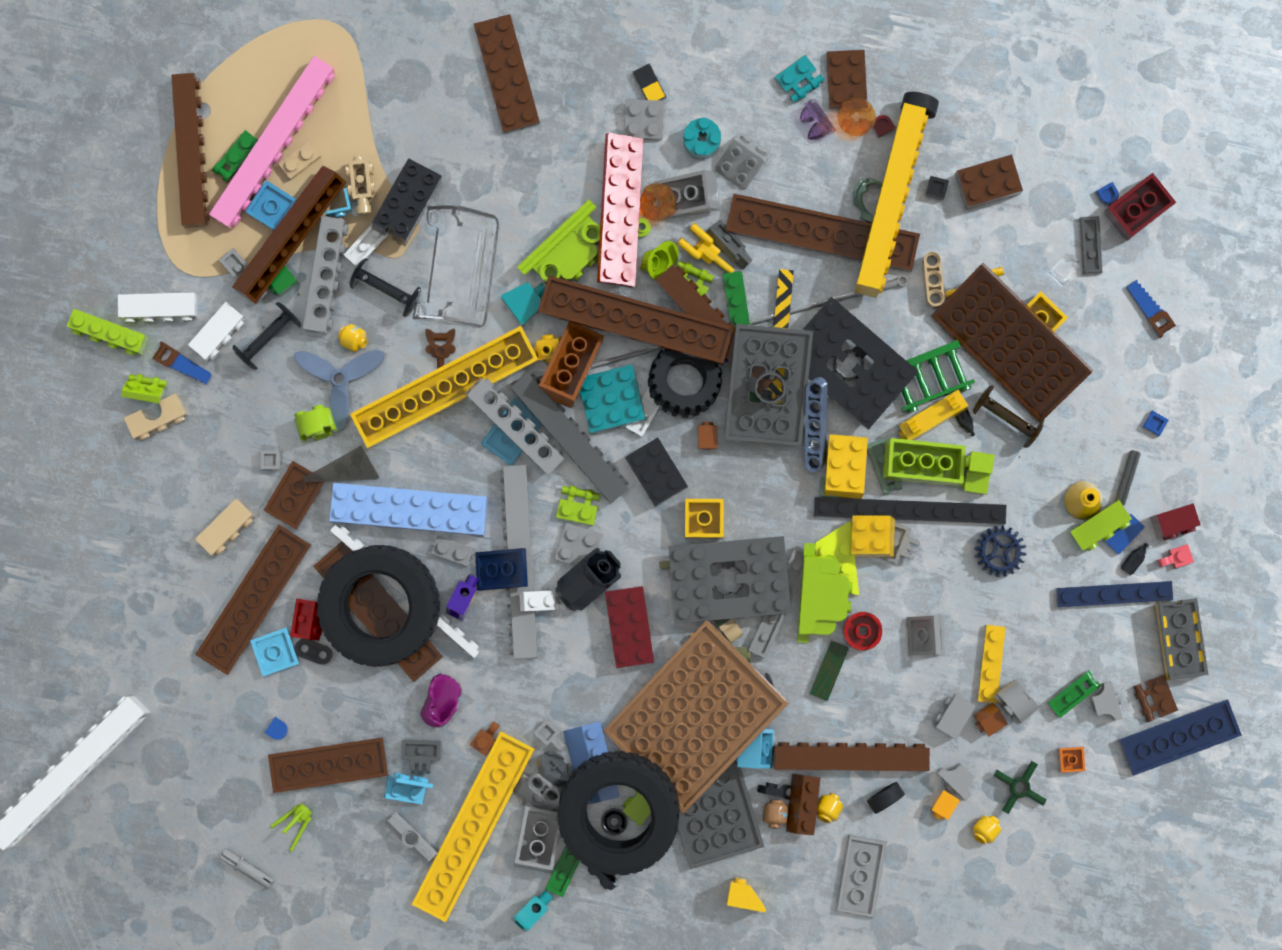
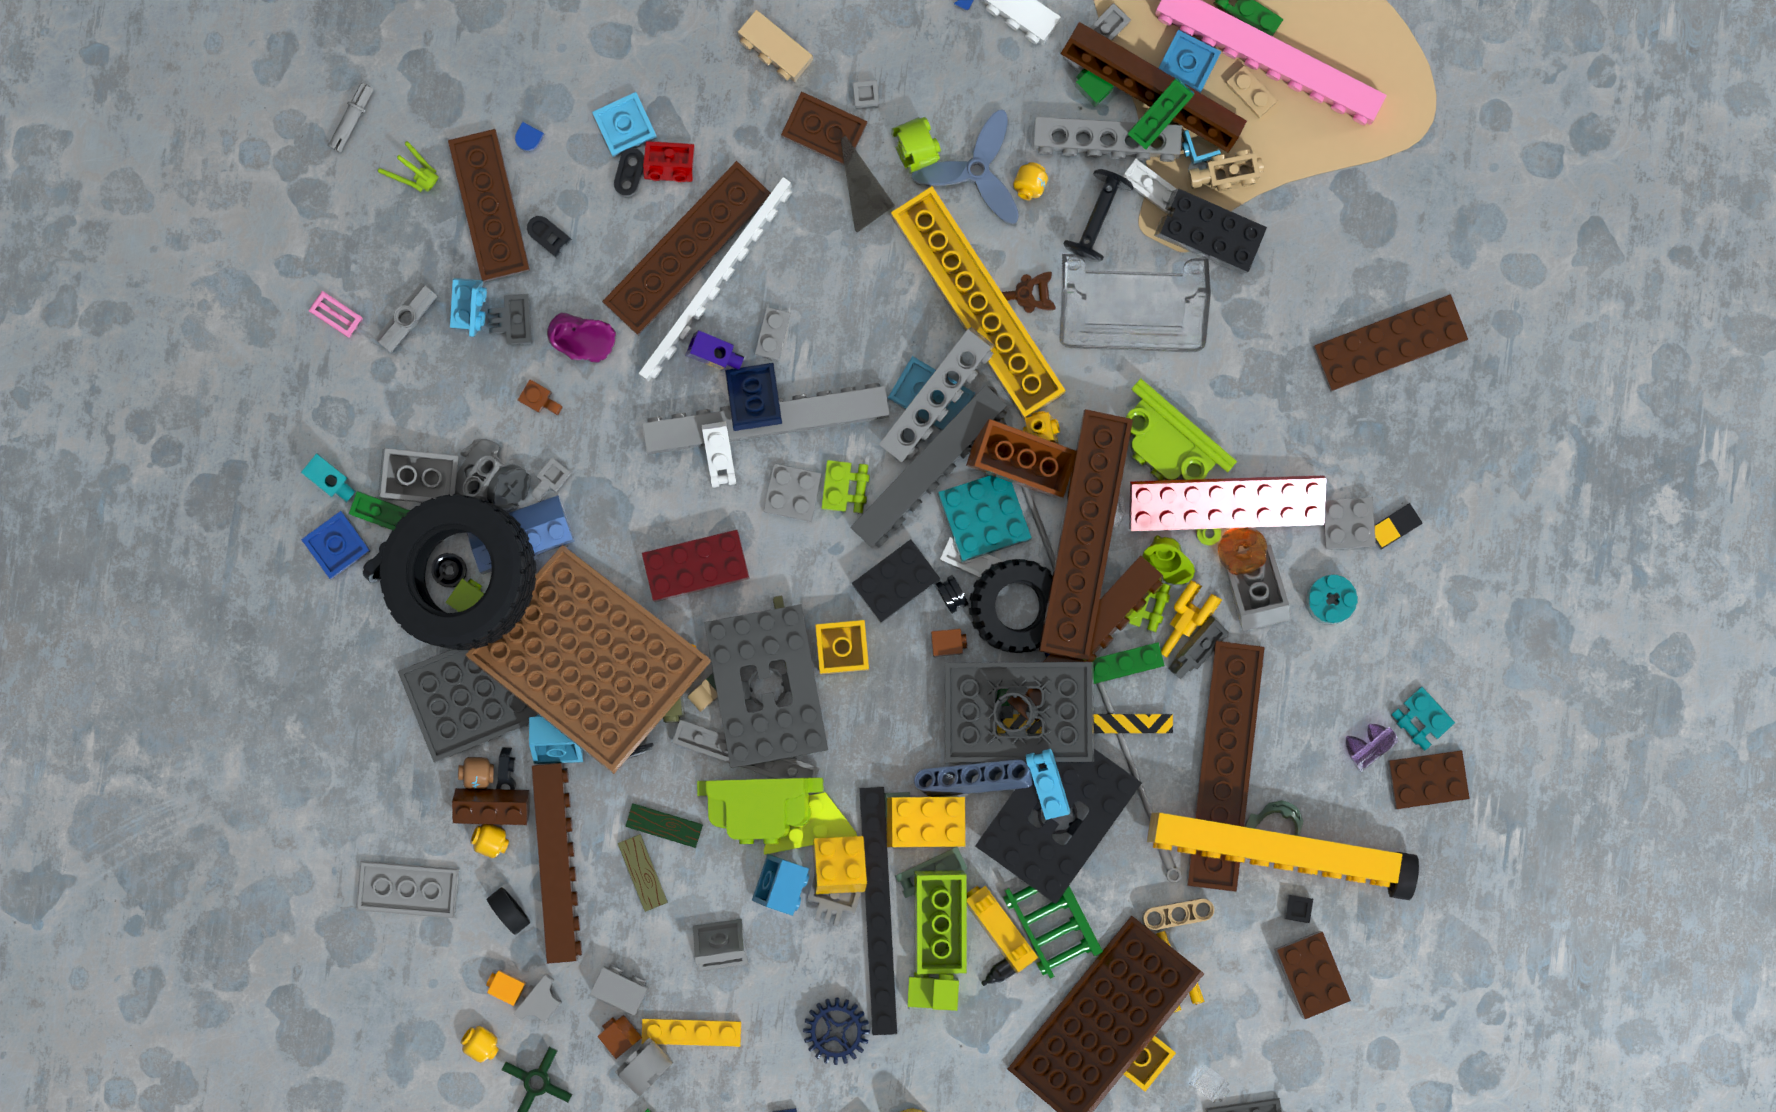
camera: 85 degrees right, 0 degrees up
(253, 599) = (687, 91): reddish brown plate -> none
(272, 330) = (1020, 71): black hose -> none
(311, 229) = (1161, 113): none -> green plate
(336, 616) = (654, 207): black tyre -> none
(351, 725) = (540, 230): none -> black plate
(408, 509) = (819, 273): light blue brick -> none
(413, 882) = (352, 326): none -> bright pink tile
(473, 826) = (428, 393): yellow plate -> none
(524, 301) = (1098, 392): teal torso -> none
(585, 909) = (335, 545): none -> blue plate
(588, 579) = (750, 507): black brick -> none
(670, 429) = (952, 594): none -> black wheel
(742, 160) = (1309, 654): light grey bracket -> none
(743, 896) = (368, 742): yellow slope -> none
(827, 367) = (1048, 784): none -> medium azure plate
(848, 108) = (1391, 805): clear orange plate -> none
(864, 690) = (642, 873): none -> olive tile
(873, 632) = (703, 864): red brick -> none
(883, 125) = (1373, 832): dark red tile -> none
(884, 583) = (781, 885): none -> dark azure brick
(1008, 416) = (1010, 1026): dark brown hose -> none

